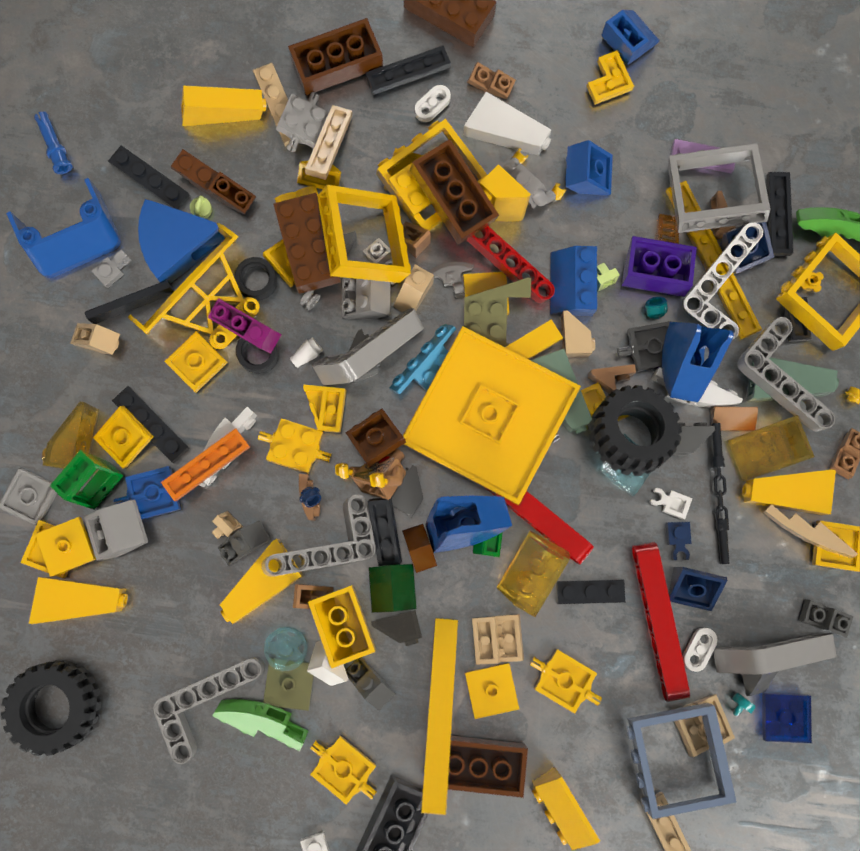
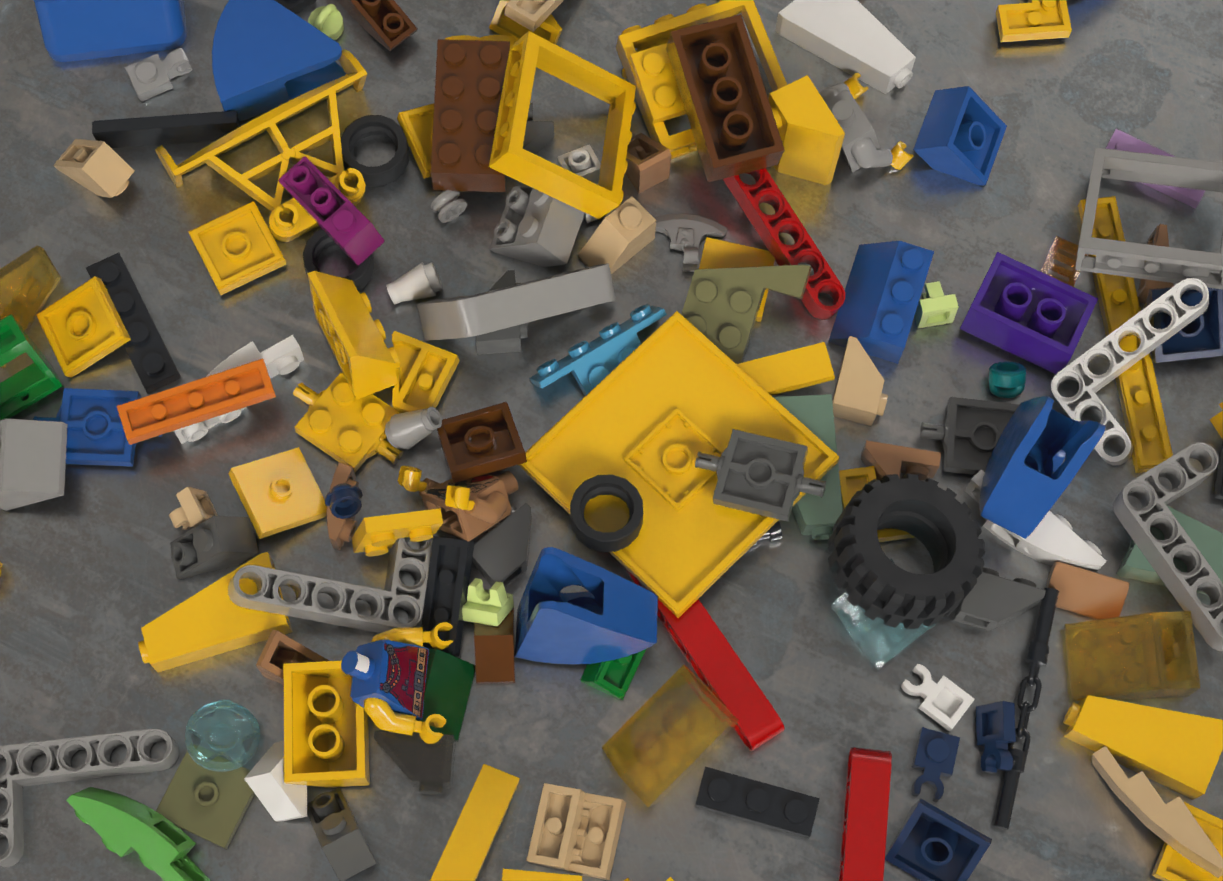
camera: 20 degrees right, 10 degrees down
(270, 500) = (278, 492): none -> yellow plate
(282, 395) = (353, 334): none -> yellow slope
(332, 440) = (411, 427): none -> light grey cone
(339, 510) = (380, 533): none -> yellow plate
(371, 591) = (392, 679): none -> torso
(409, 529) = (485, 605): none -> yellowish green tile
(461, 442) = (613, 486): none -> black tyre
(541, 411) = (760, 475): none -> dark grey plate
(708, 511) = (995, 730): none -> dark blue plate

